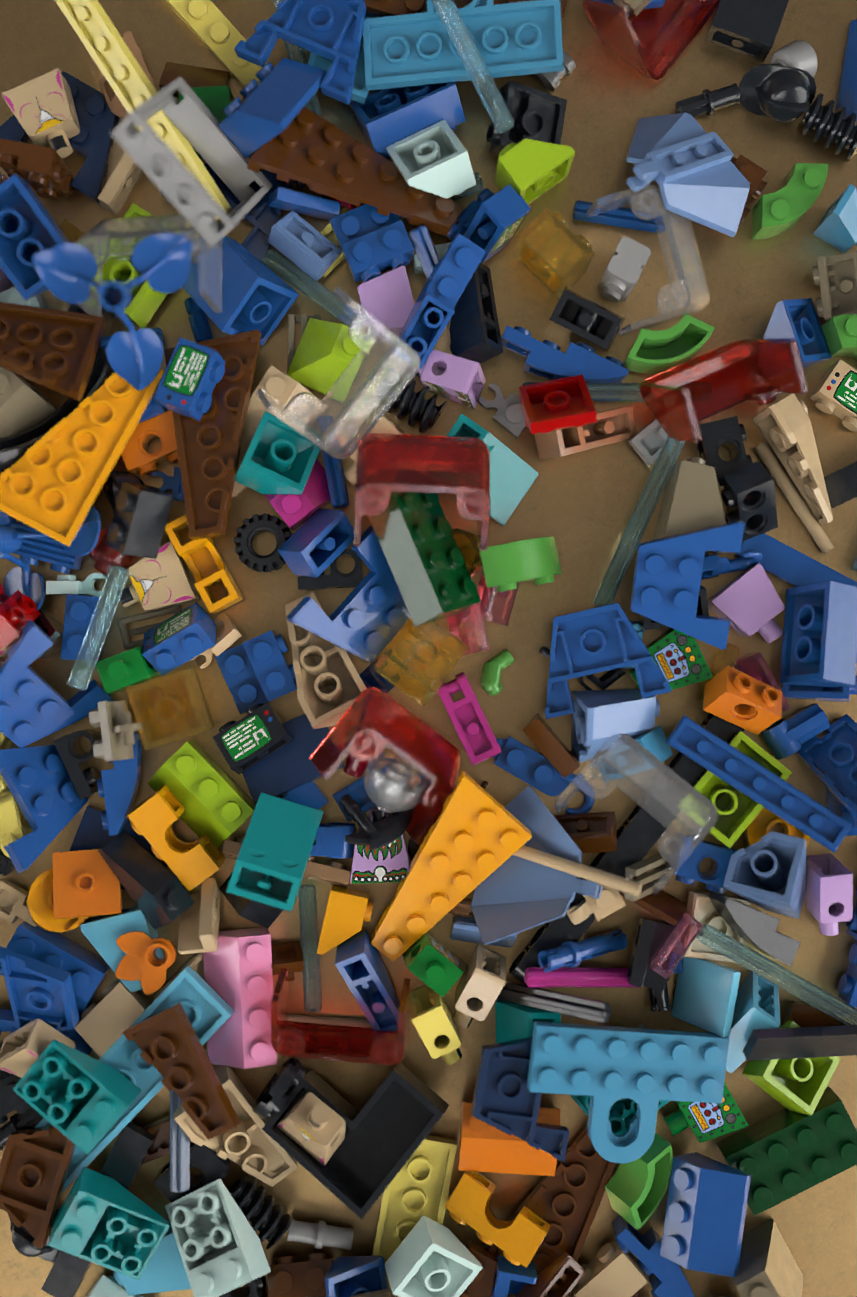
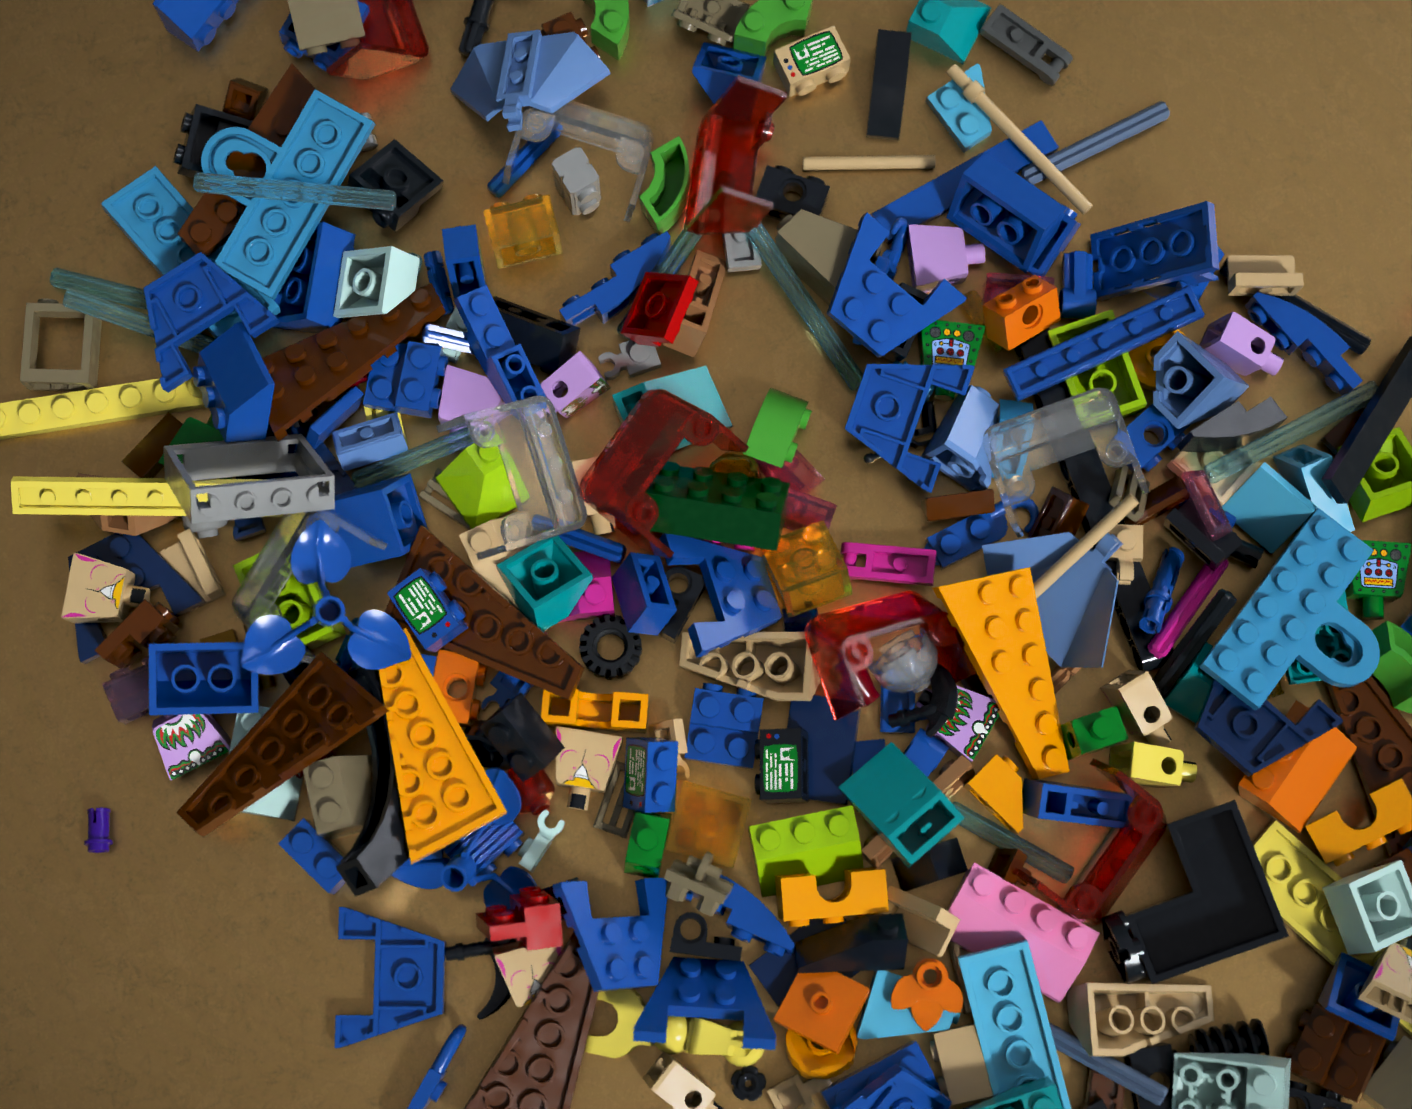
camera: 60 degrees left, 10 degrees down
(77, 618) = (583, 858): blue brick -> none
(98, 628) = (595, 838): clear light blue axle -> none
(177, 1054) = (1040, 1013): reddish brown wing -> none
(198, 321) = (371, 579): blue axle -> none
(314, 1127) = (1177, 932): tan torso -> none
(320, 1234) = (1287, 1002): light grey pin -> none
(417, 407) = (582, 431): black piece -> none
(467, 930) = (1089, 680): medium blue slope -> none
(492, 672) = (858, 517): bright green arm -> none
(533, 167) = (435, 204): lime slope -> none
(587, 318) = (598, 238): black brick -> none
(750, 499) = (847, 196): black brick -> none
(794, 446) = (823, 134): tan wedge -> none

